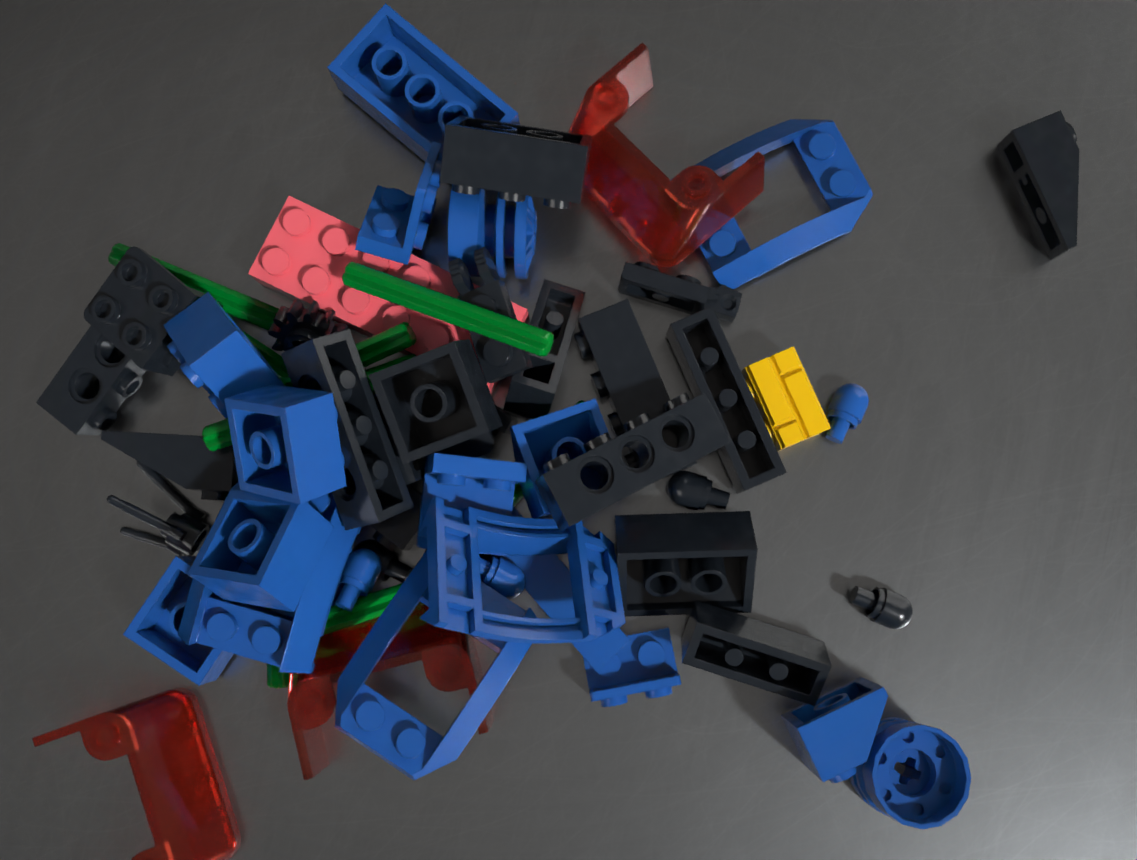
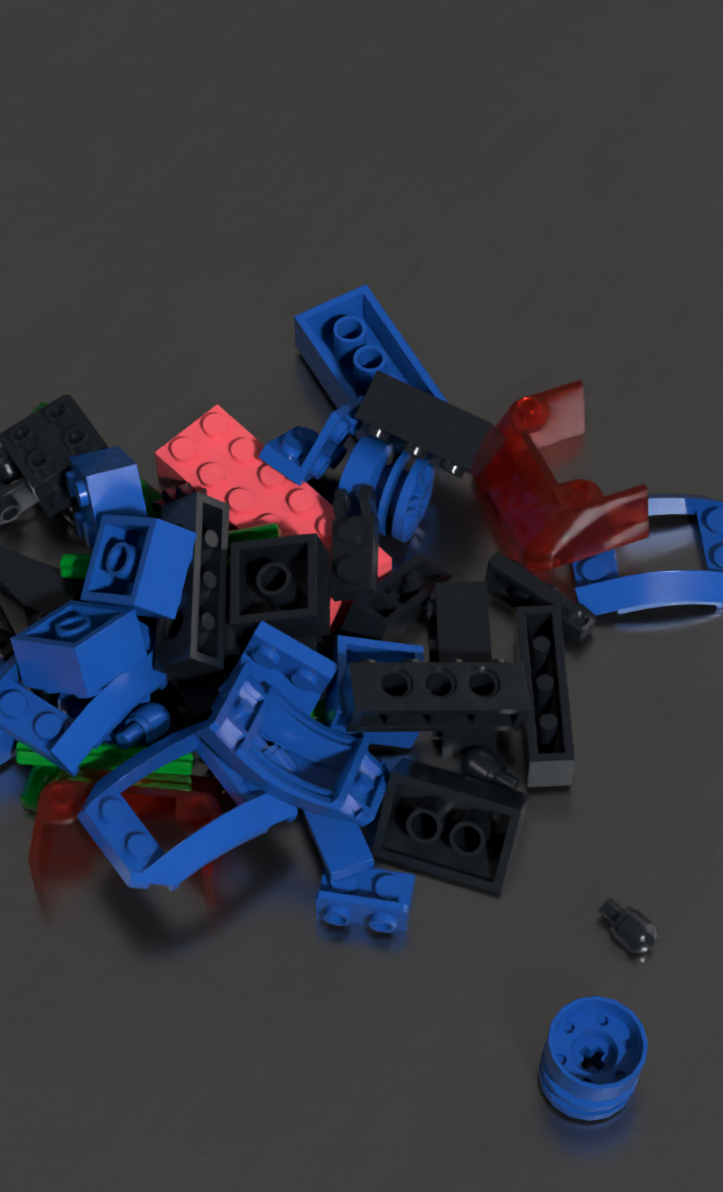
camera: 15 degrees right, 25 degrees down
(448, 309) = (320, 520): green axle -> none
(755, 653) = (486, 912): black brick -> none
(785, 398) = (601, 718): yellow brick -> none
(838, 729) = (532, 992): blue slope -> none
(846, 410) = (659, 749): blue cylinder -> none

